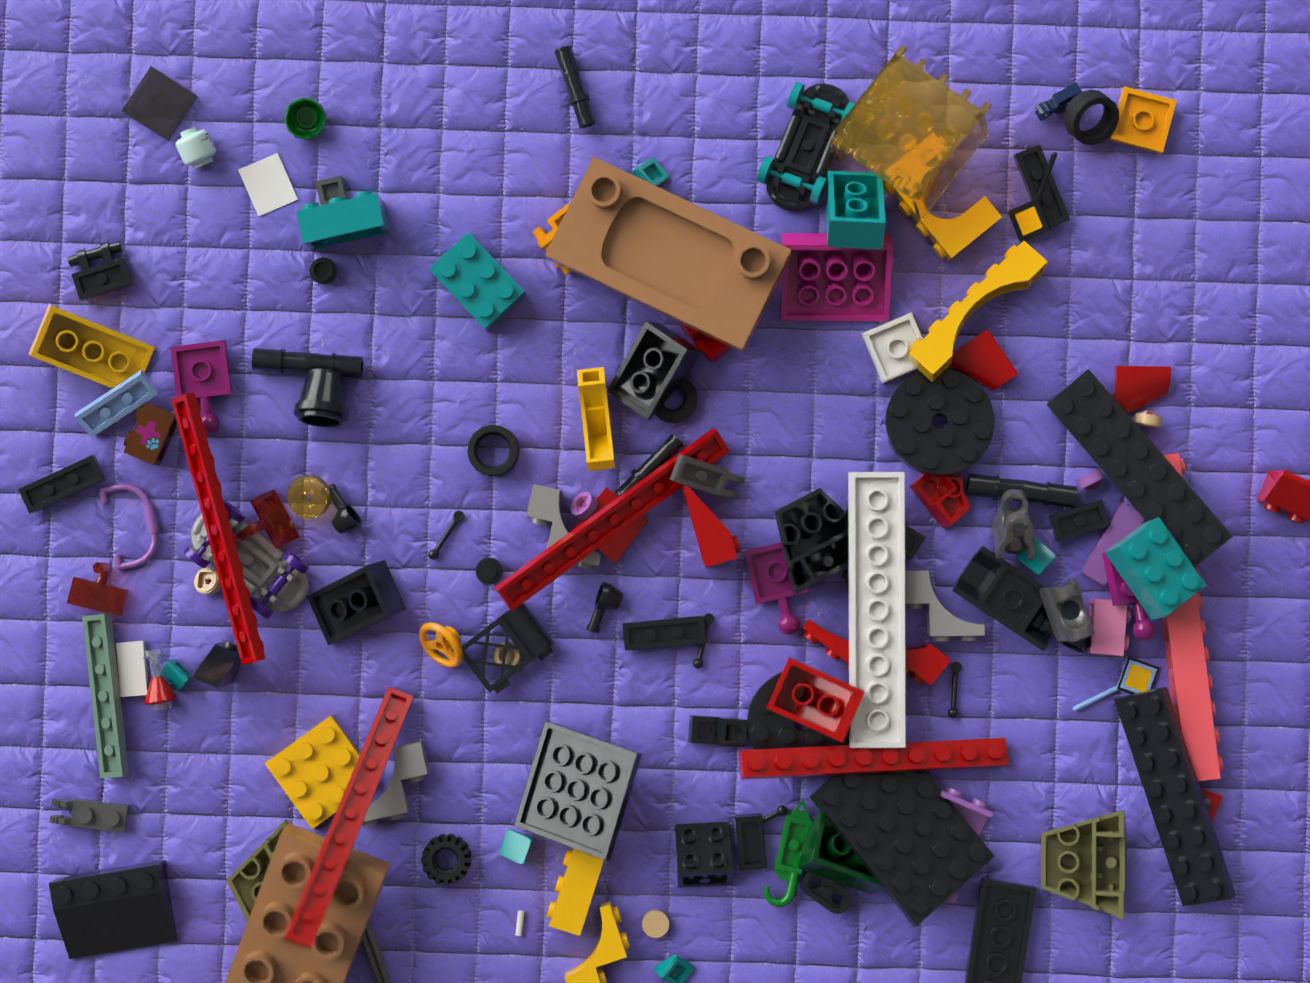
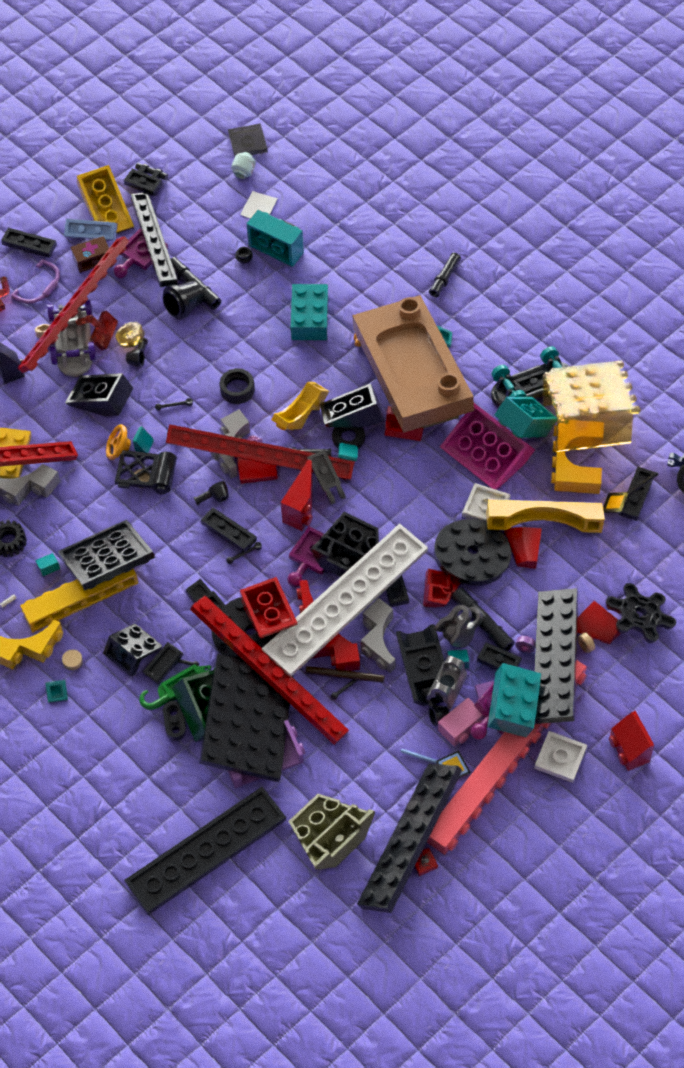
camera: 50 degrees right, 30 degrees down
(206, 351) = (154, 239): none -> tile
(305, 118) = (304, 190): green hair -> none
(464, 613) = (142, 440): none -> teal slope
(698, 425) = (348, 452): none -> teal slope
(947, 679) = (345, 674): none -> dark brown bar
(1178, 320) = (648, 606): none -> black plate
(1235, 572) = (560, 756): none -> white plate

